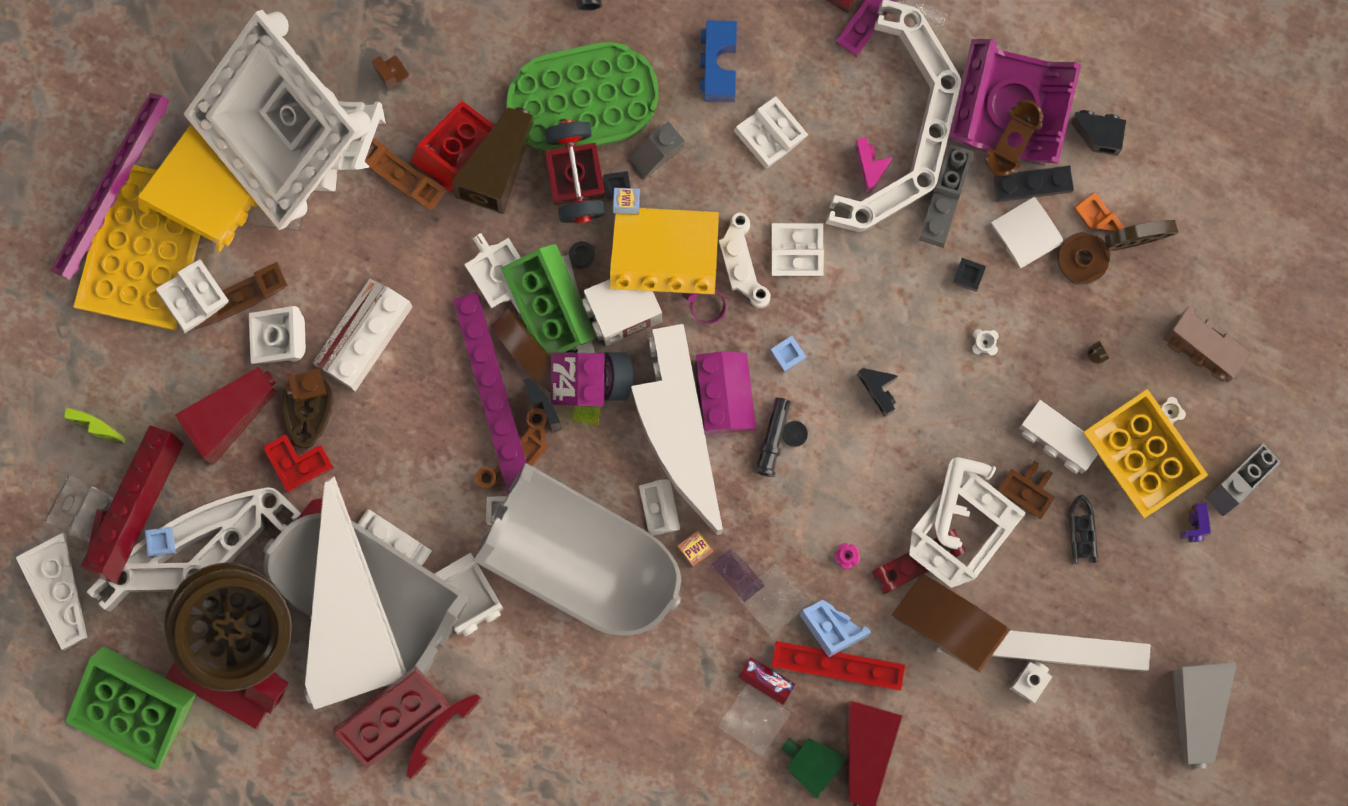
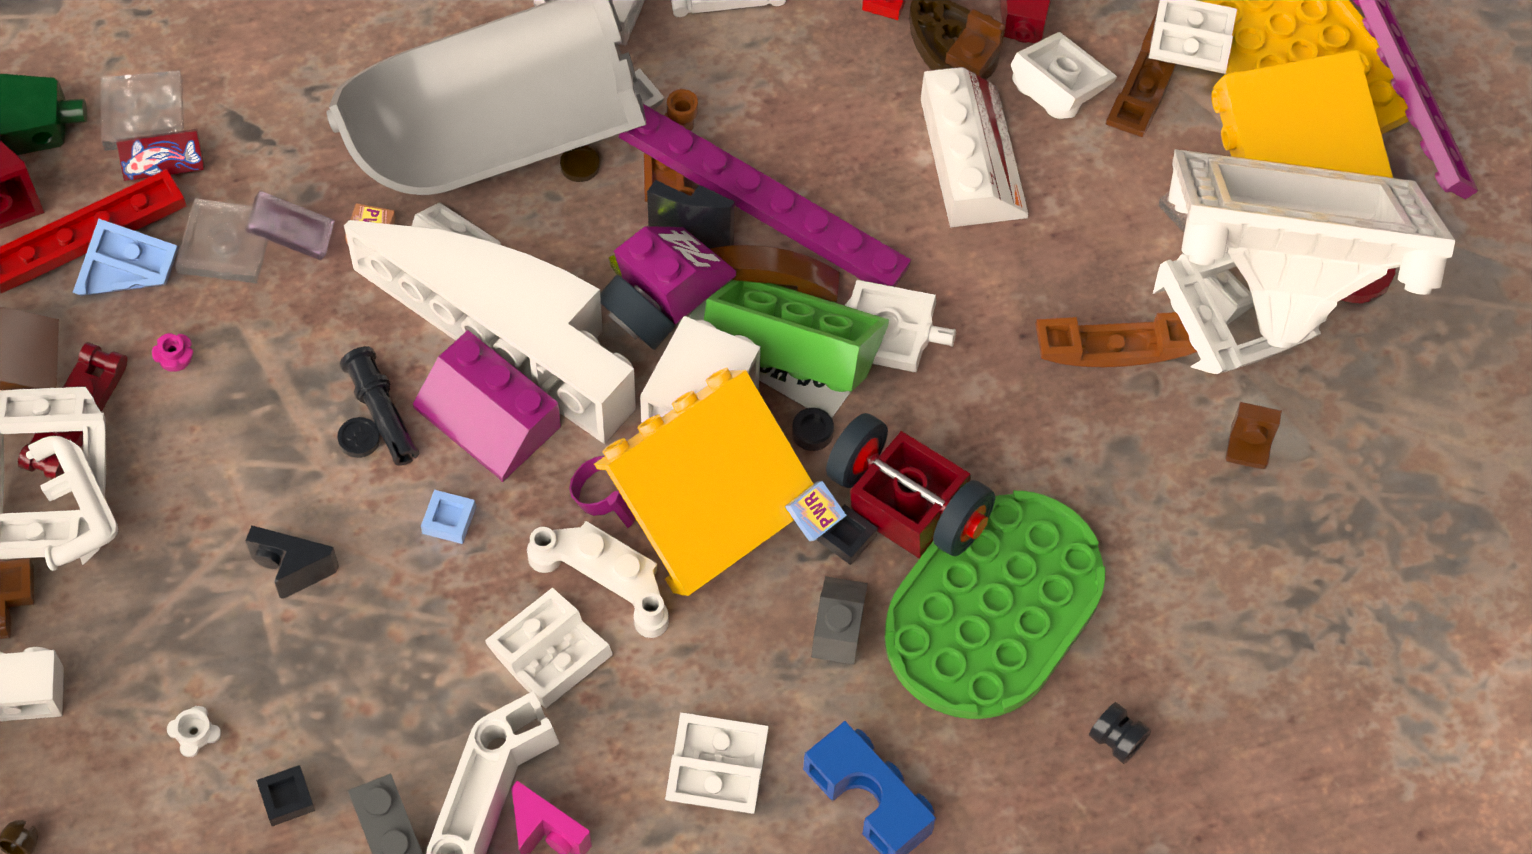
camera: 135 degrees right, 20 degrees down
(451, 144) = (1086, 422): red slope -> none
(494, 165) = (1013, 422): dark brown slope -> none

